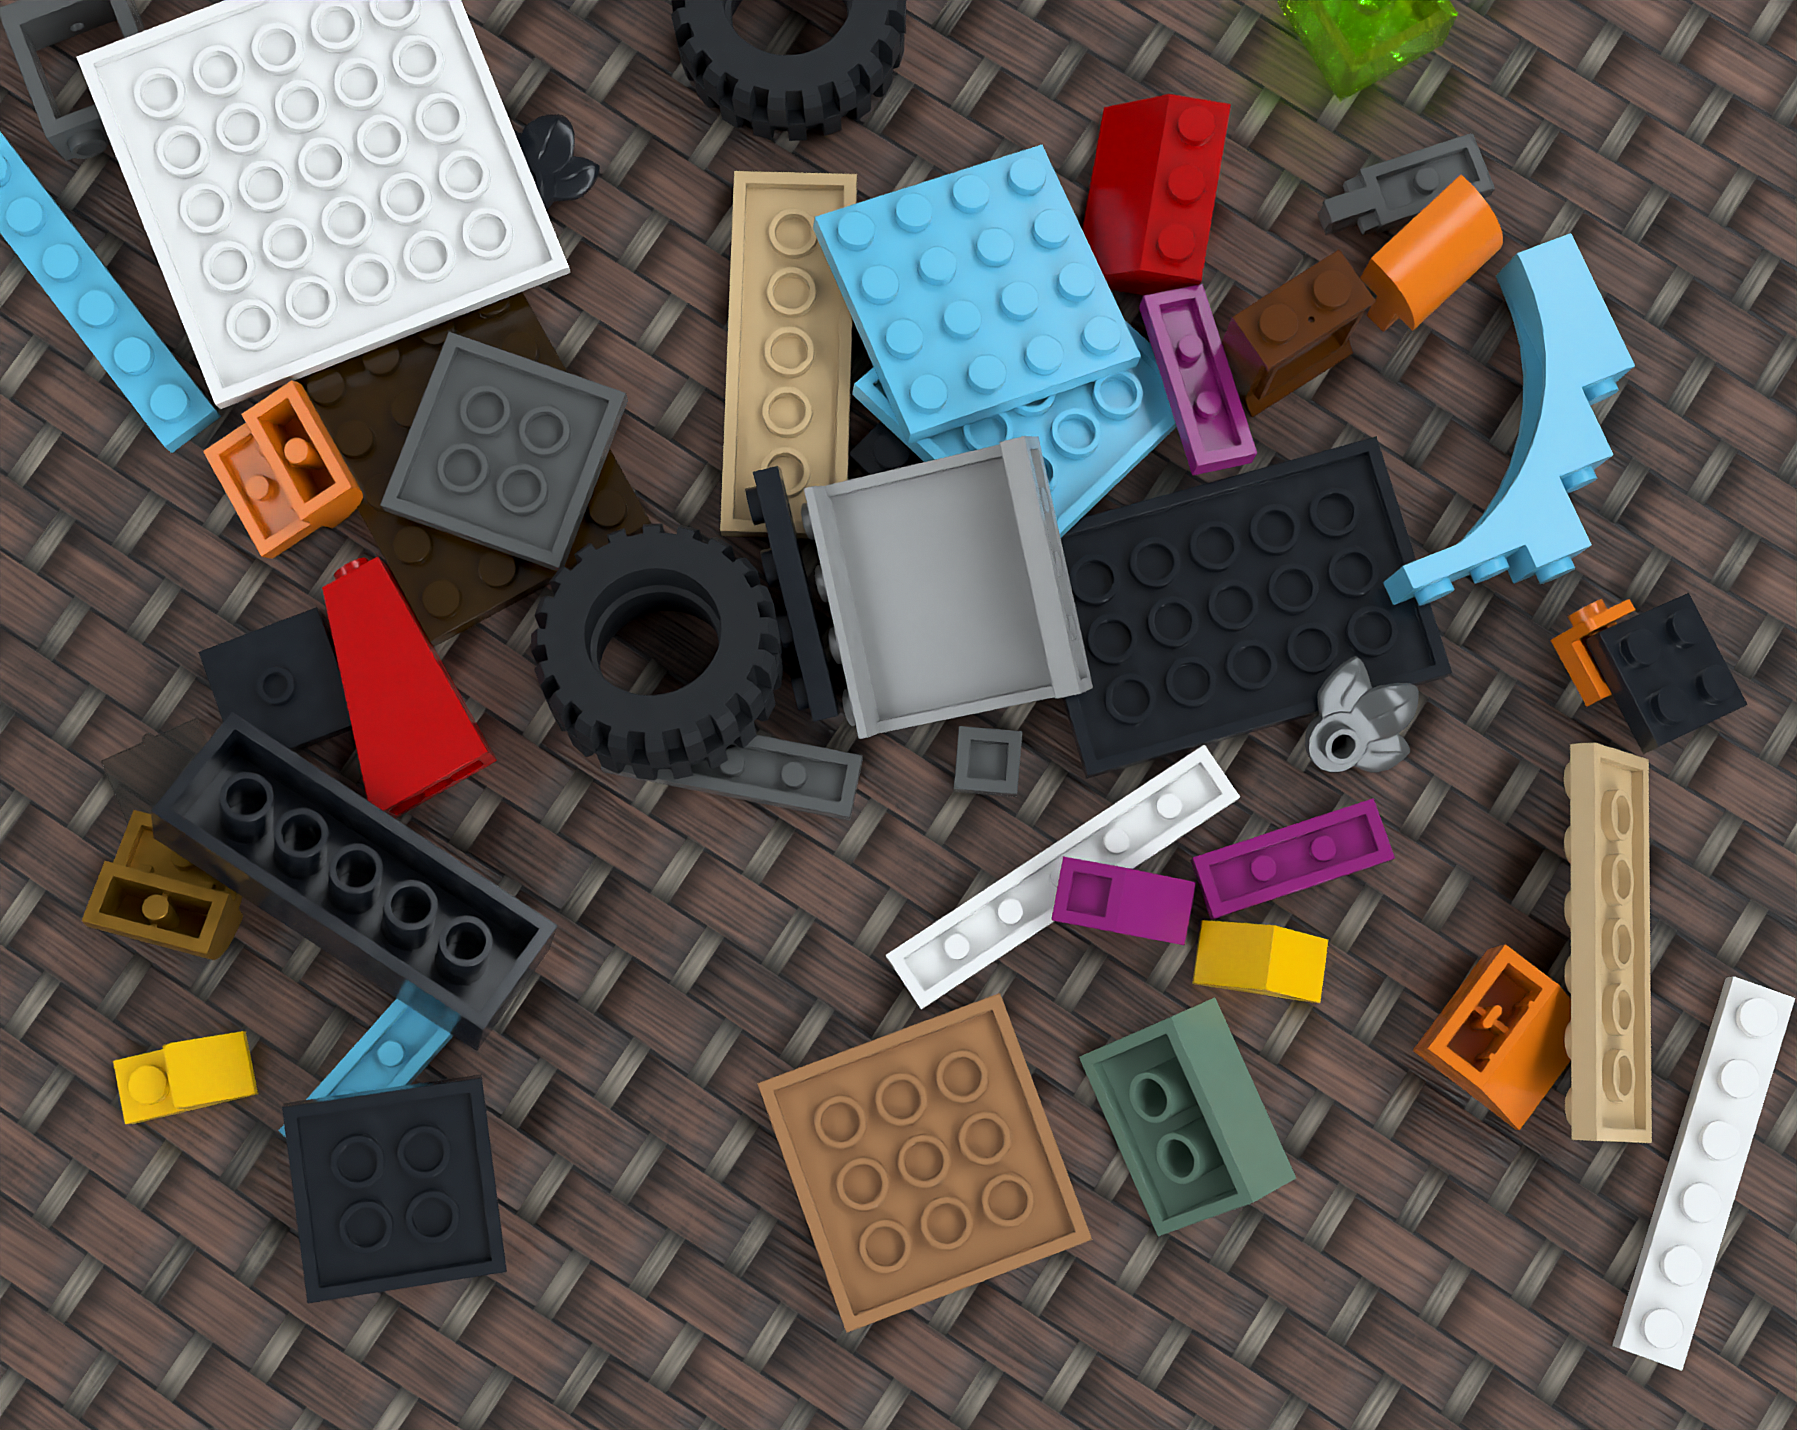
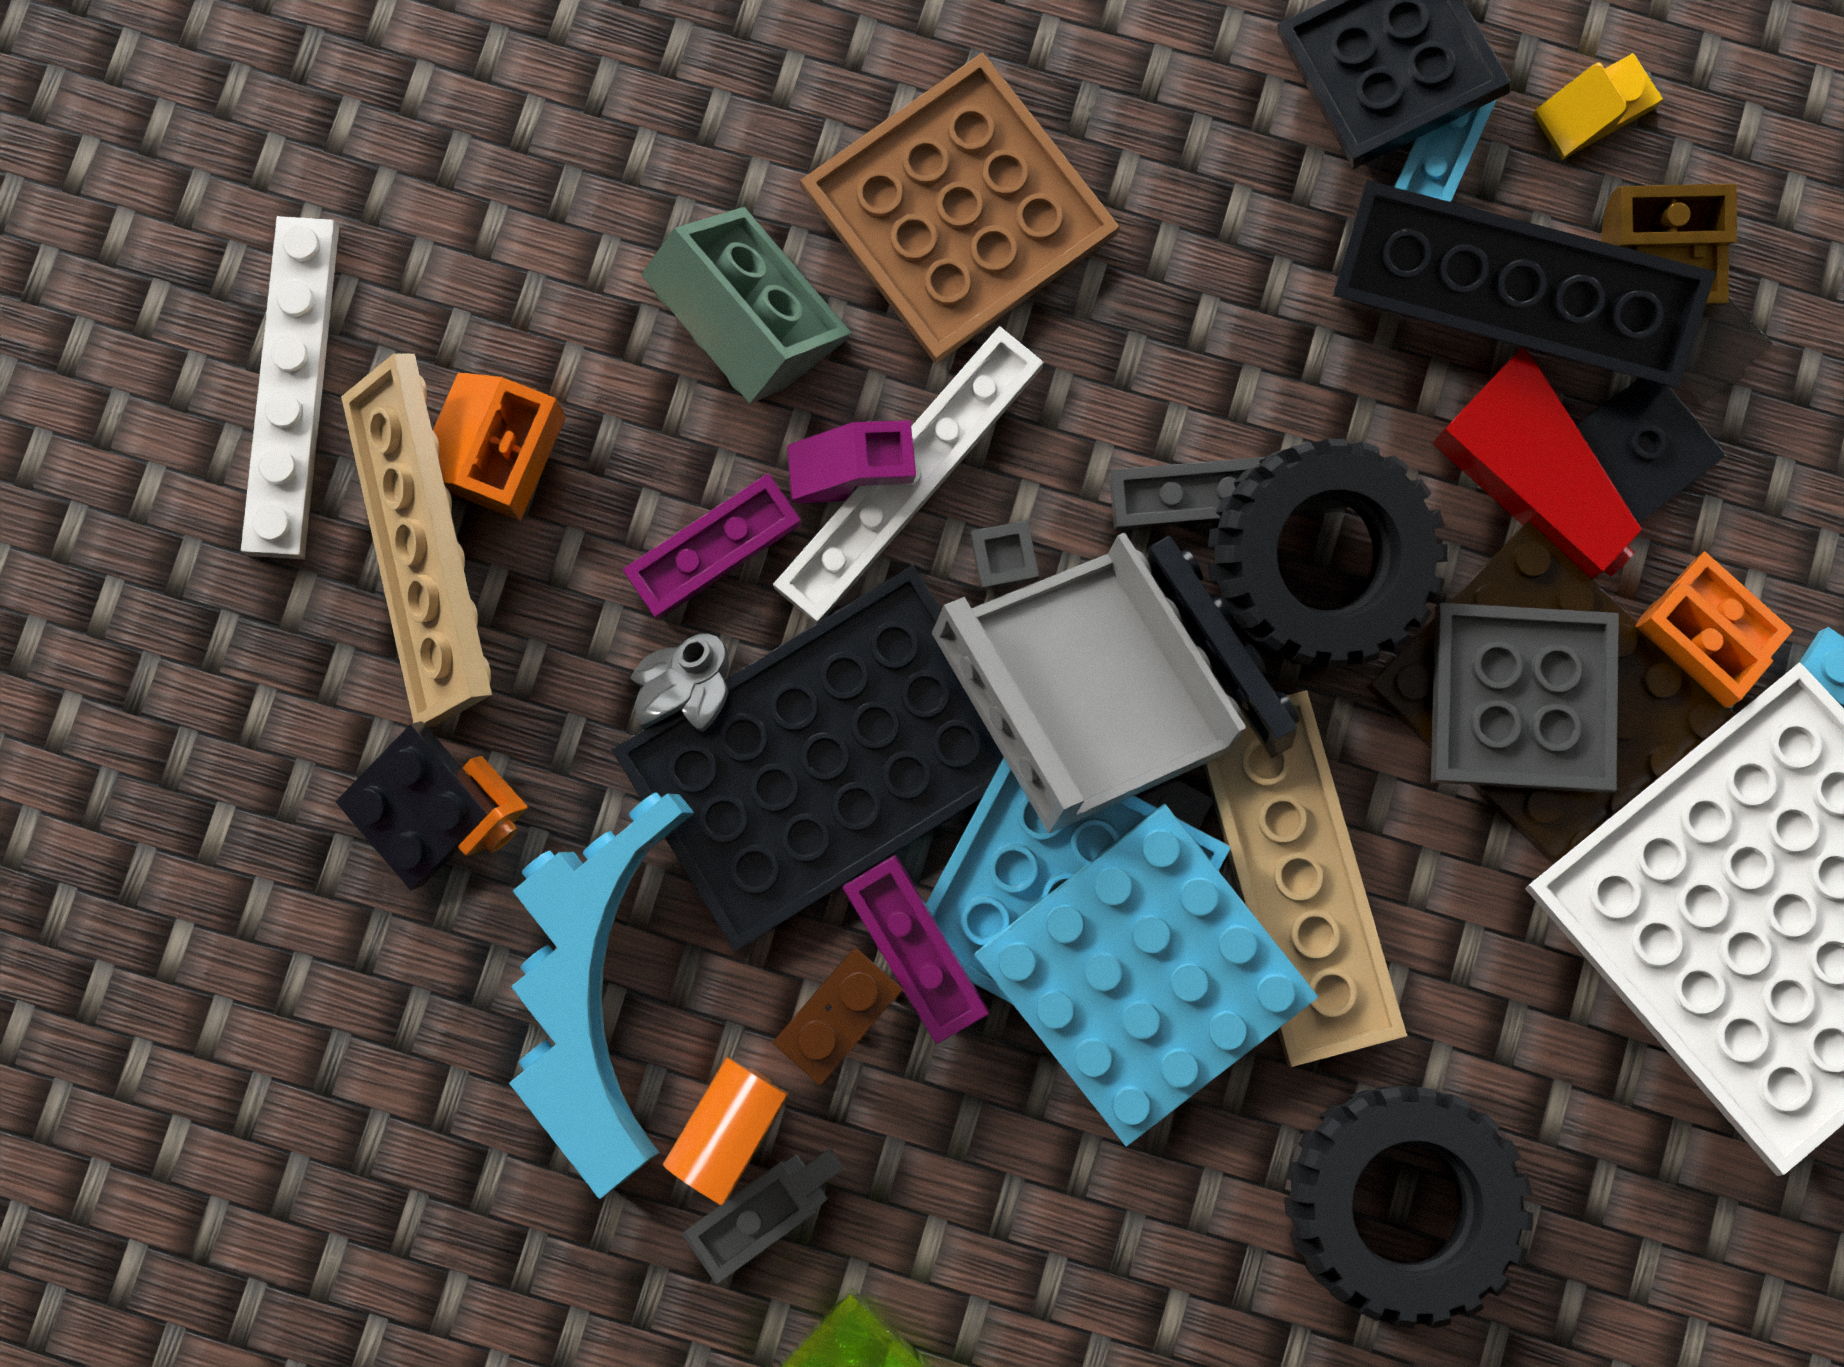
camera: 160 degrees right, 0 degrees up
(549, 152) = (1586, 1002): black plate -> none
(1155, 191) = (1006, 1131): red slope -> none
(1260, 960) = (715, 452): yellow slope -> none

